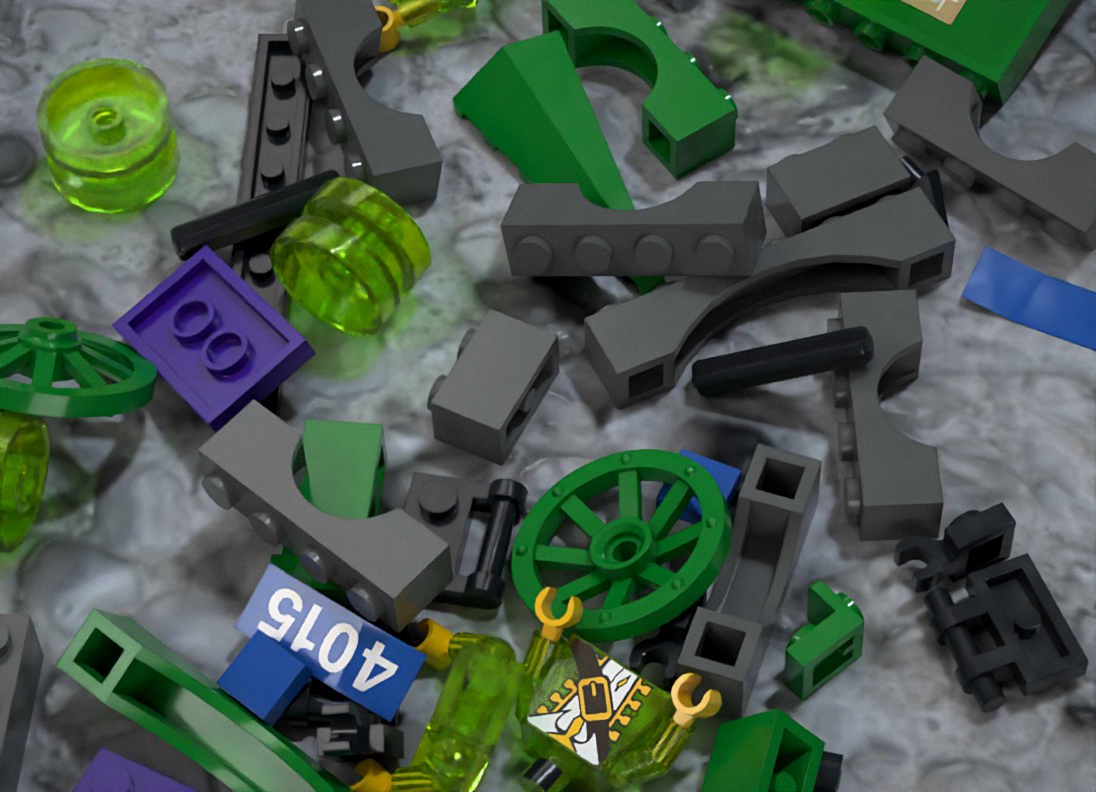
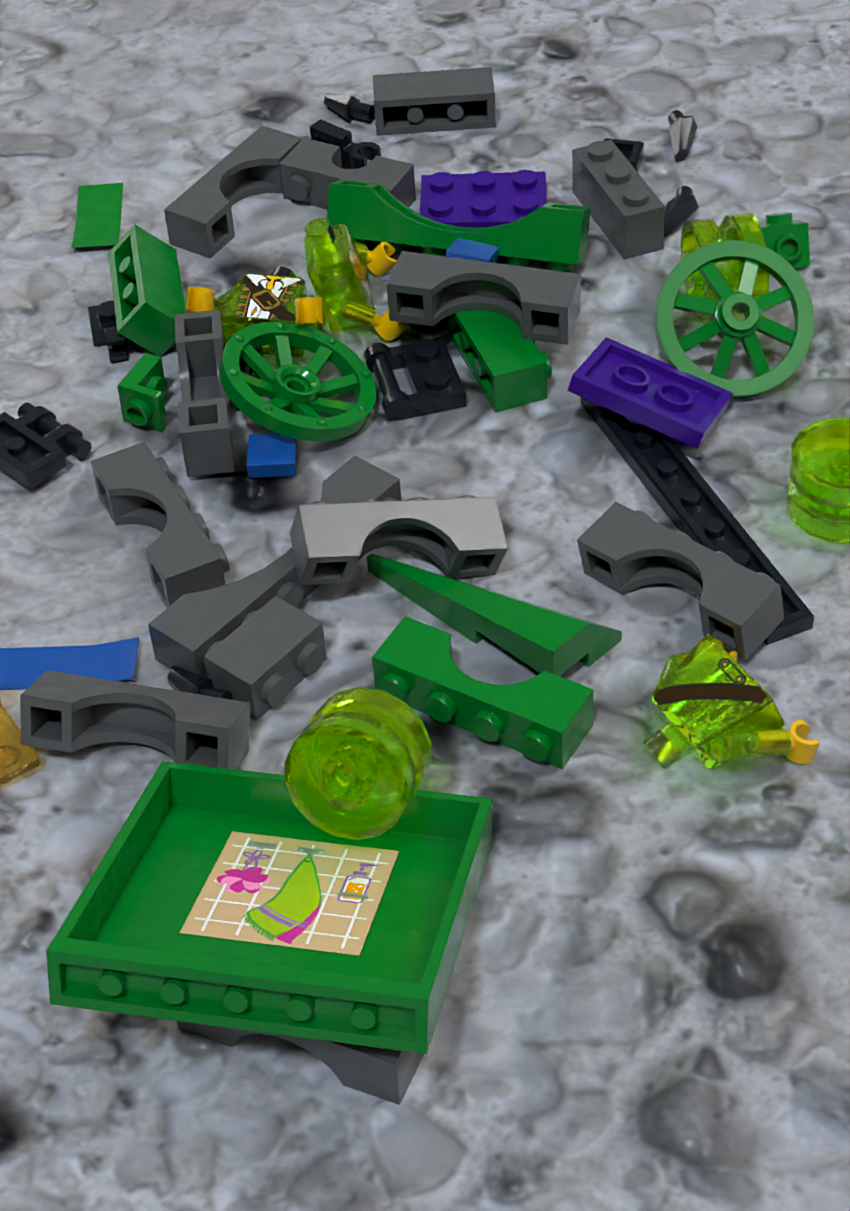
camera: 155 degrees right, 10 degrees down
(246, 218) = (690, 475): black axle -> none
(350, 256) = (591, 451): clear neon green wheel -> none
(357, 735) = (396, 239): black plate -> none
(494, 386) = (444, 447): dark grey brick -> none
(783, 361) = (235, 510): black axle -> none
(968, 545) = (69, 470): black plate -> none

